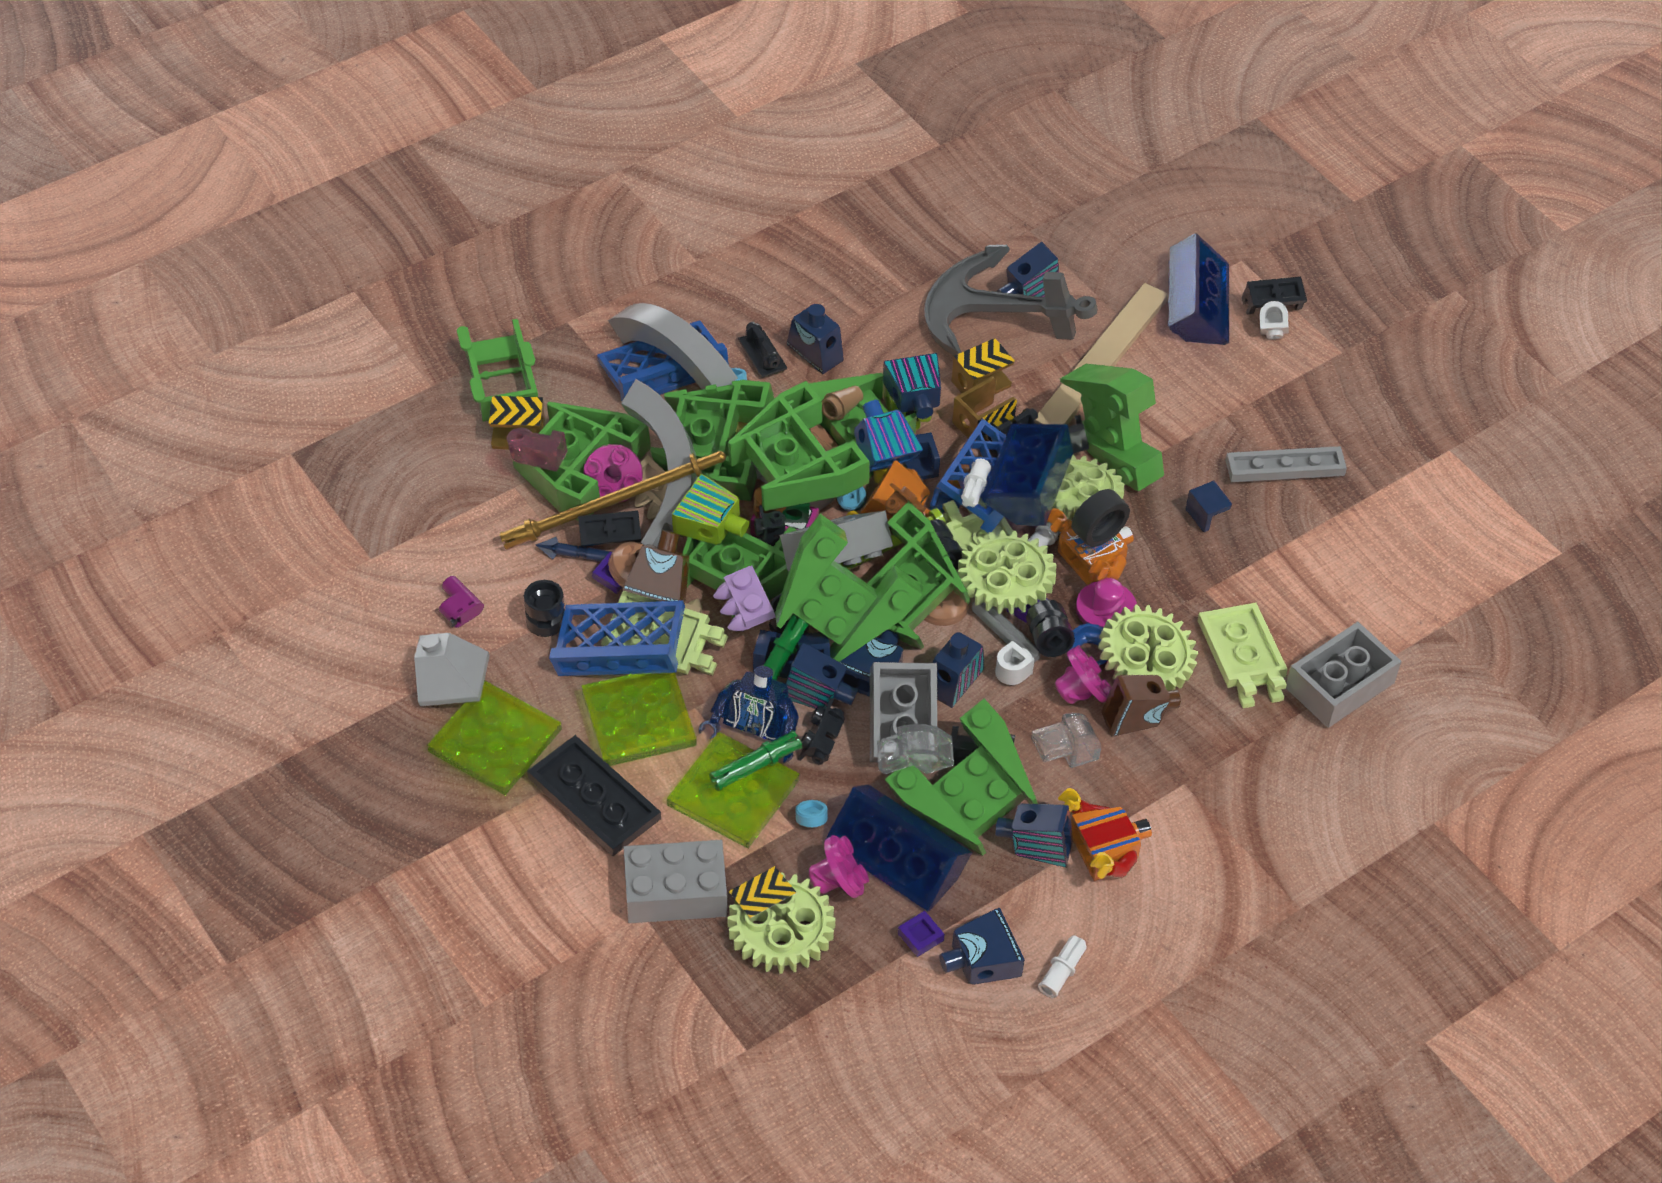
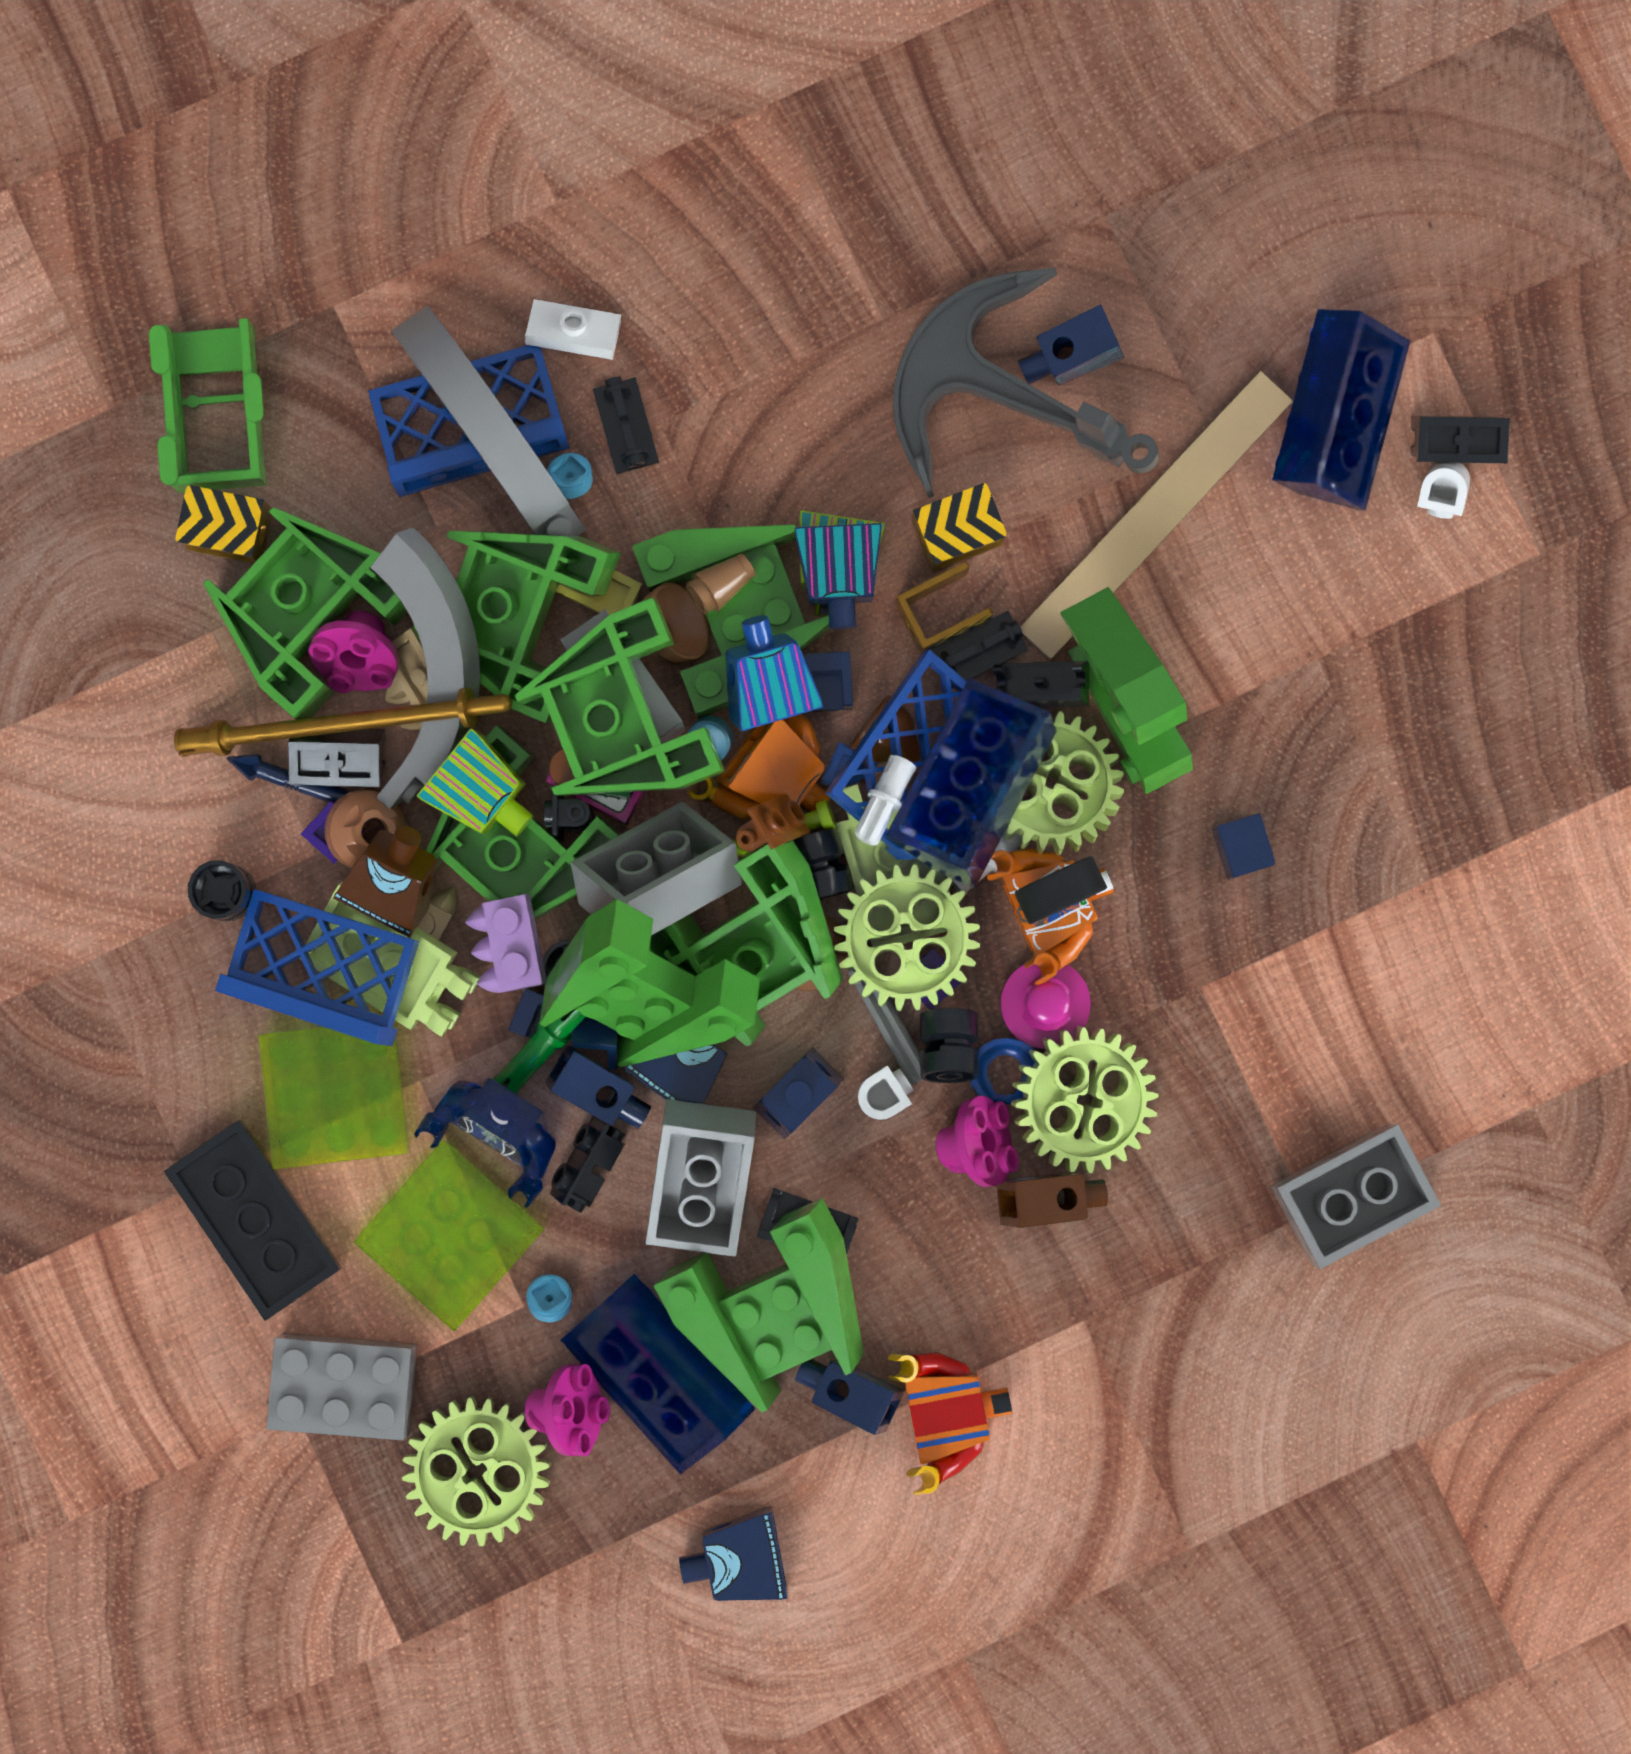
camera: 10 degrees right, 35 degrees up
(449, 670) = (73, 985): light grey slope -> none
(461, 604) = (110, 852): magenta piece -> none
(495, 738) = (127, 1099): clear neon green plate -> none
(537, 448) = (225, 611): clear pink leg -> none
(720, 310) = (573, 329): none -> white plate
(762, 892) = (455, 1432): sticker -> none
(767, 754) = (494, 1211): green pin -> none
(816, 338) = (711, 425): dark blue torso -> none
(916, 745) = (700, 1268): clear brick -> none
(921, 933) = (662, 1516): dark purple plate -> none
(1062, 966) = (841, 1598): white axle -> none
(1068, 739) = (927, 1248): clear brick -> none
(1244, 651) = (1227, 1113): yellowish green tile -> none
(1285, 464) = (1384, 778): light grey plate -> none

